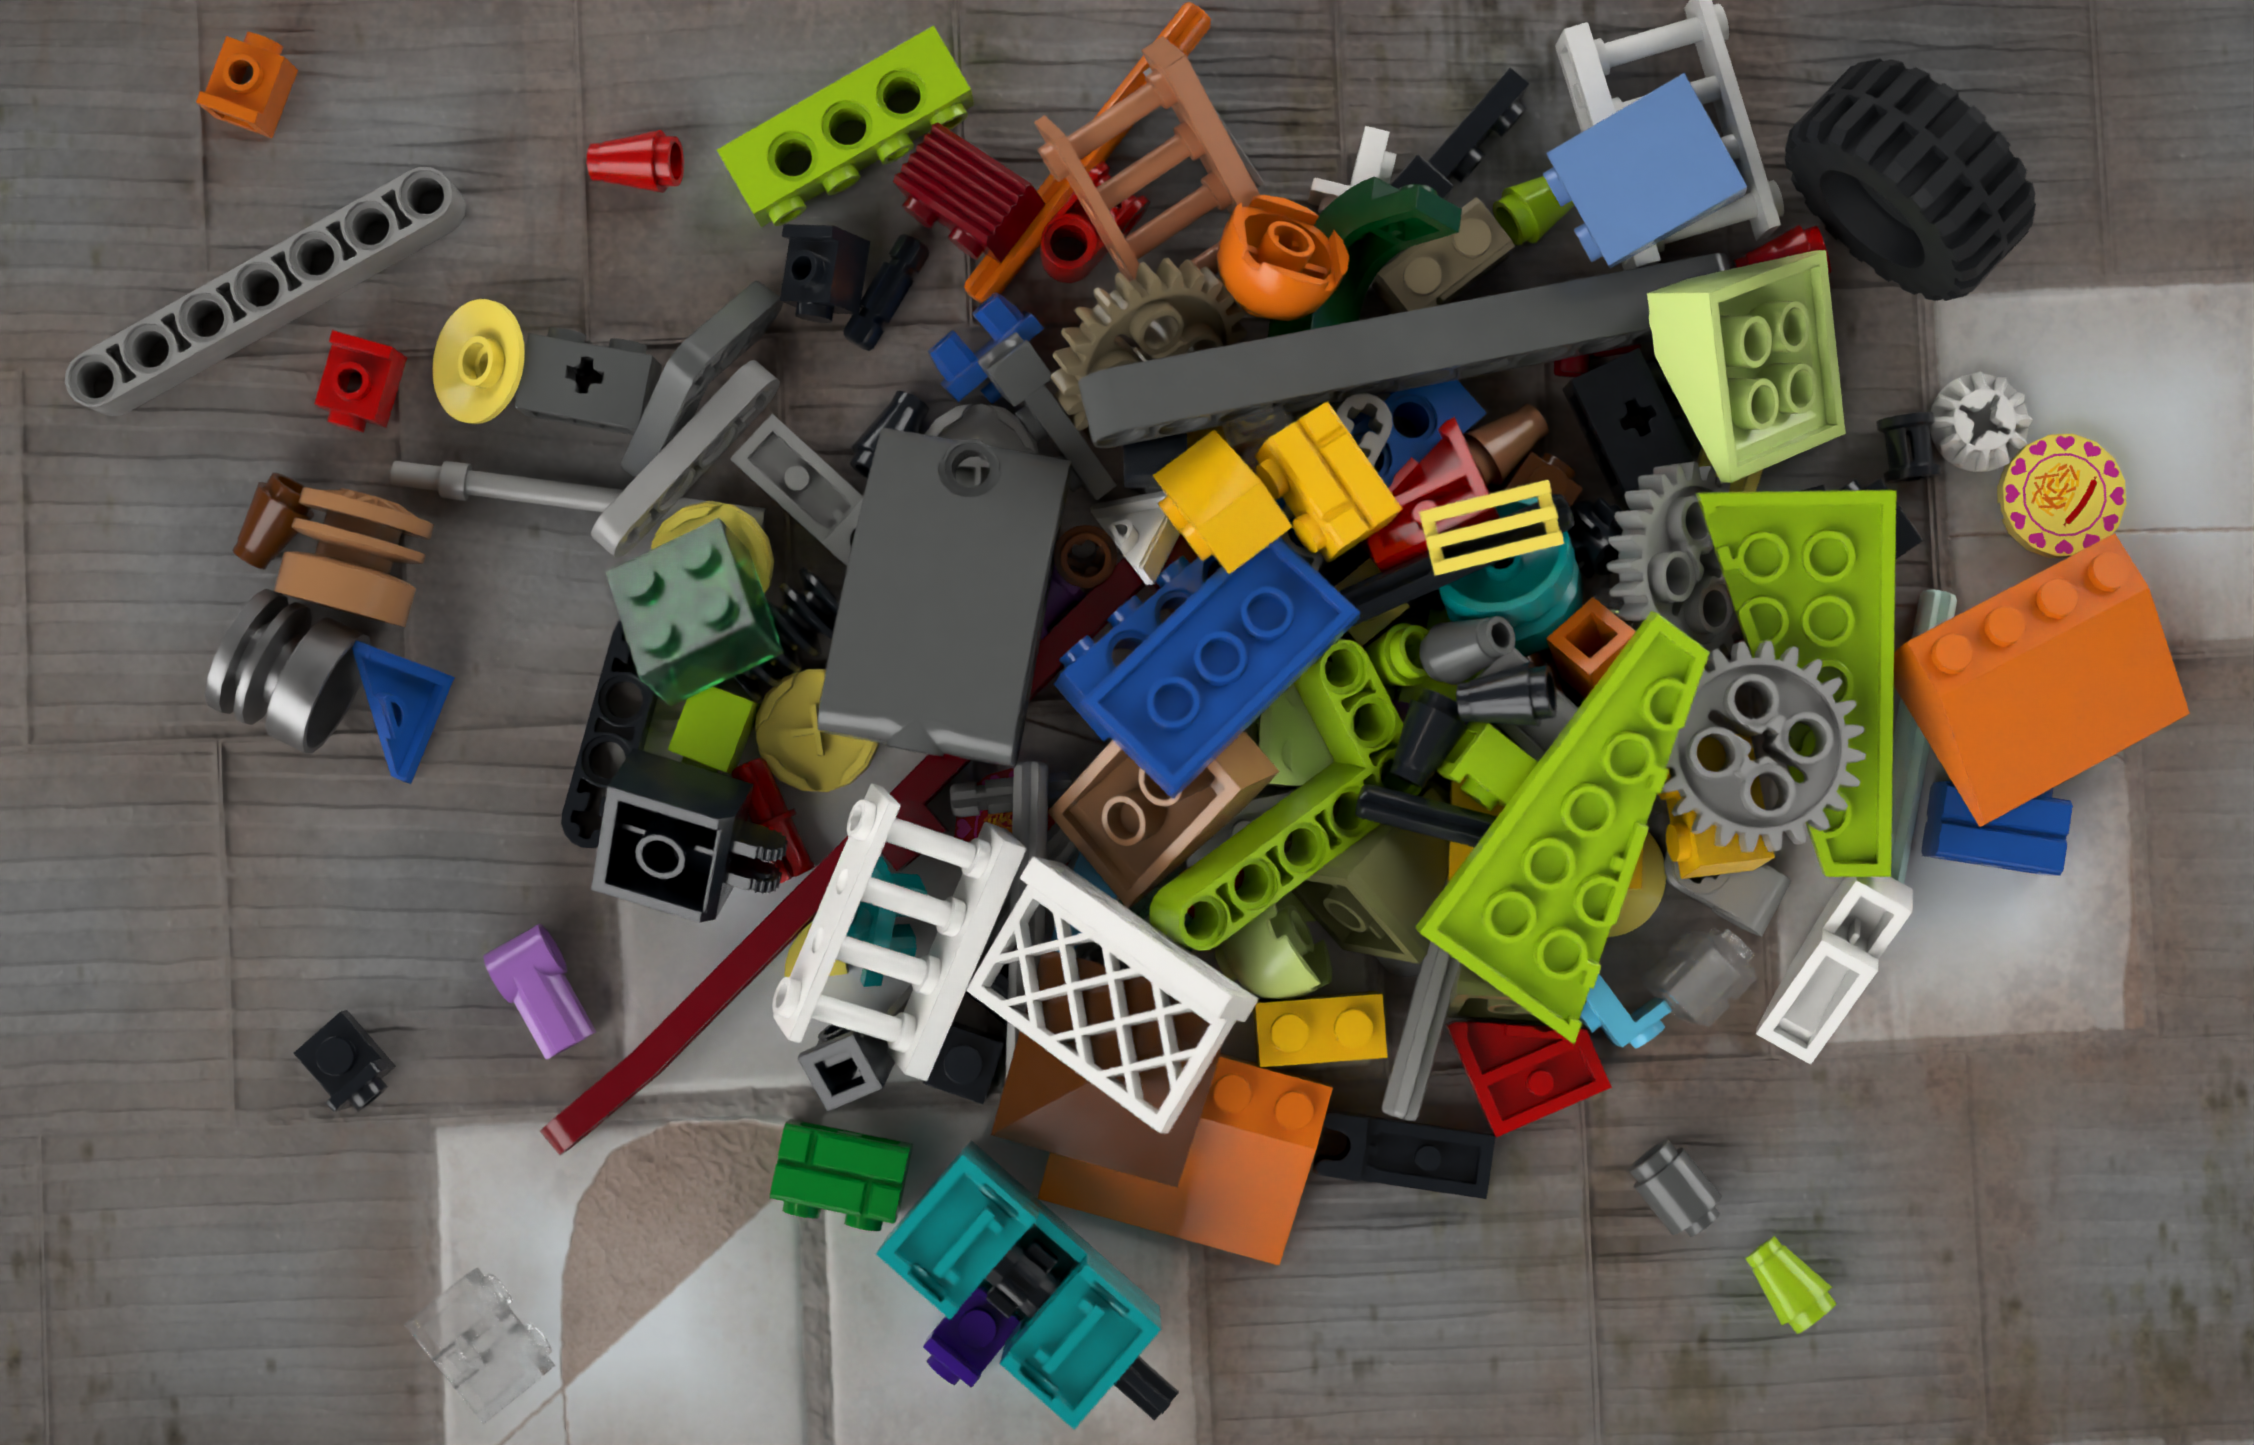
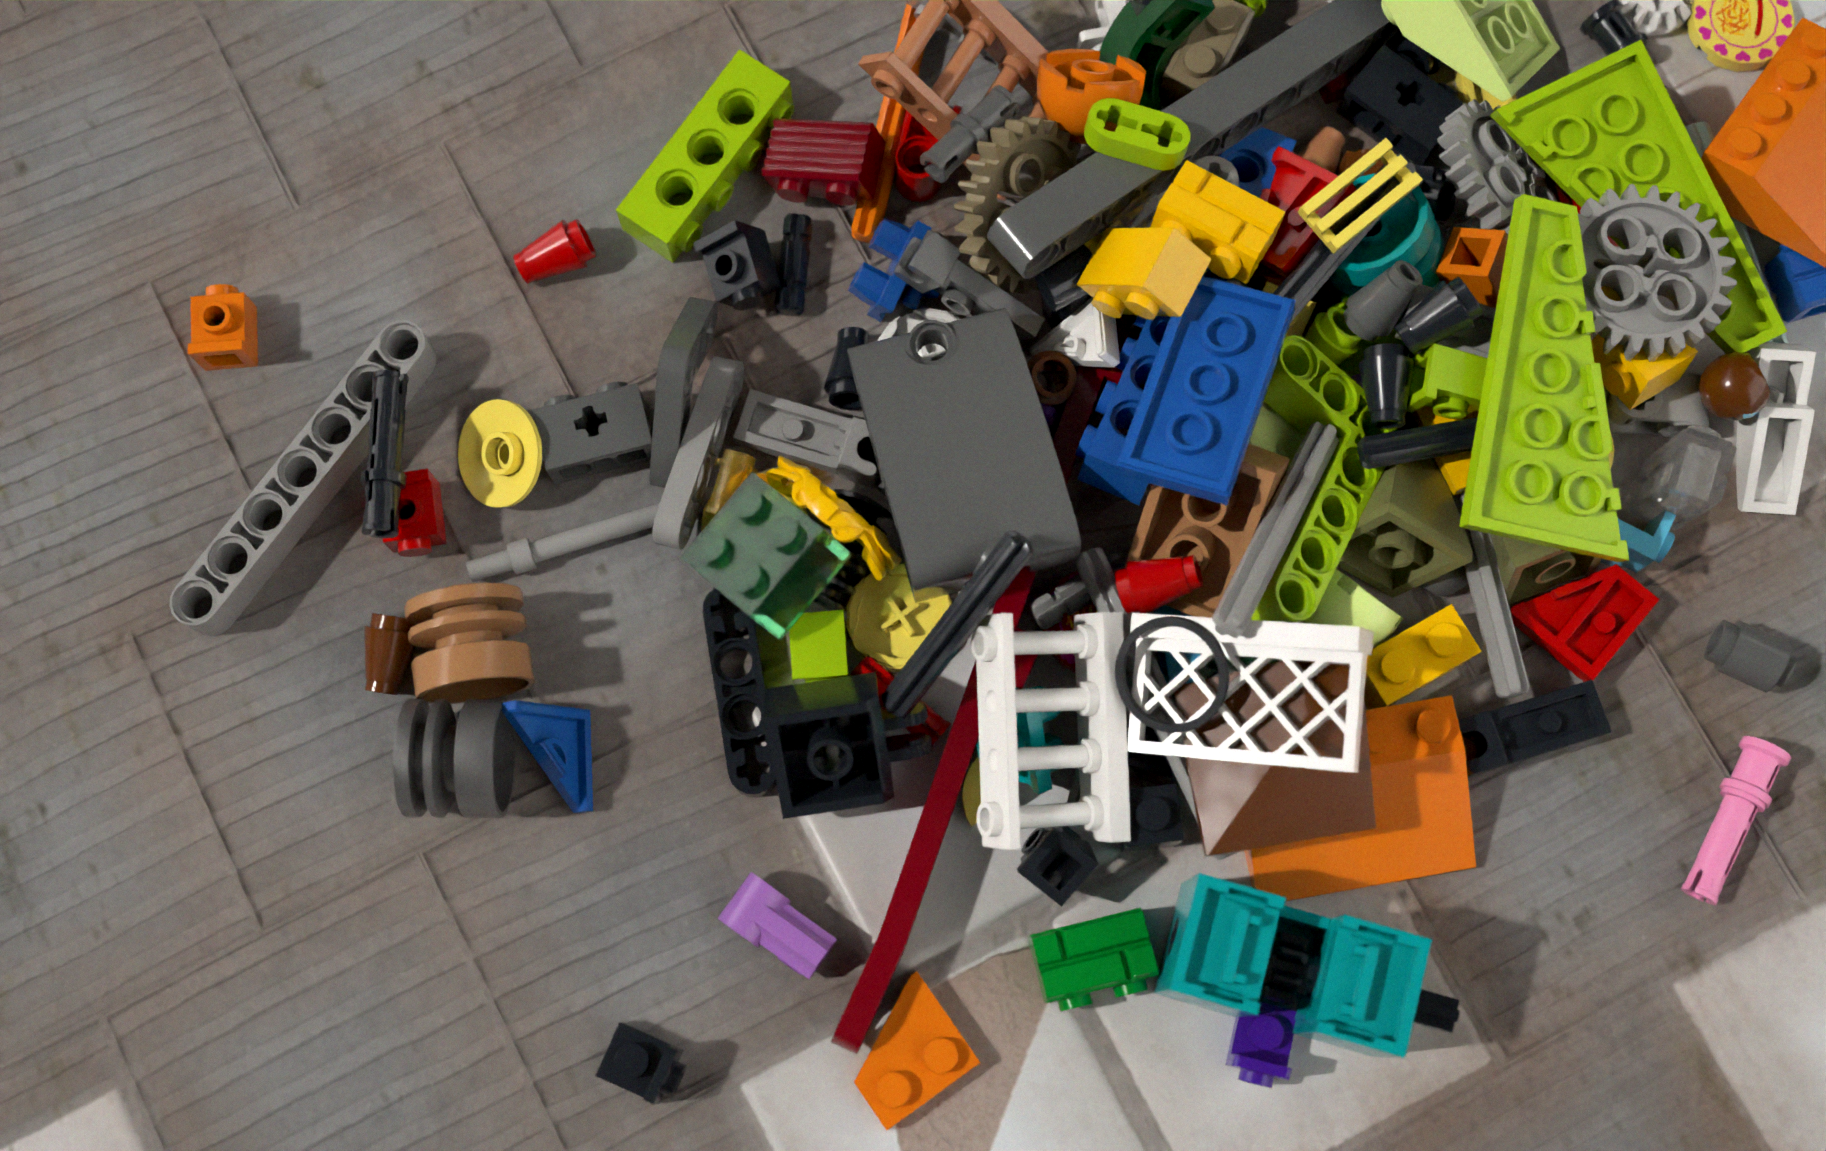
camera: 25 degrees left, 10 degrees down
(347, 324) = (384, 473): none -> black pin
(619, 1182) = (913, 1055): none -> orange wing
(705, 504) = (732, 473): none -> clear yellow pin
(775, 603) = (846, 524): none -> yellow piece
(845, 786) = (957, 624): none -> black axle
(1078, 833) = (1156, 582): none -> red cone
(1087, 924) = (1136, 710): none -> black piece
(1118, 254) = (966, 131): none -> dark grey pin
(1221, 841) = (1275, 531): none -> light grey axle
(1293, 343) = (1136, 134): none -> lime beam
(1588, 1327) = (1744, 796): none -> bright pink pin
(1803, 907) = (1733, 387): none -> reddish brown piece

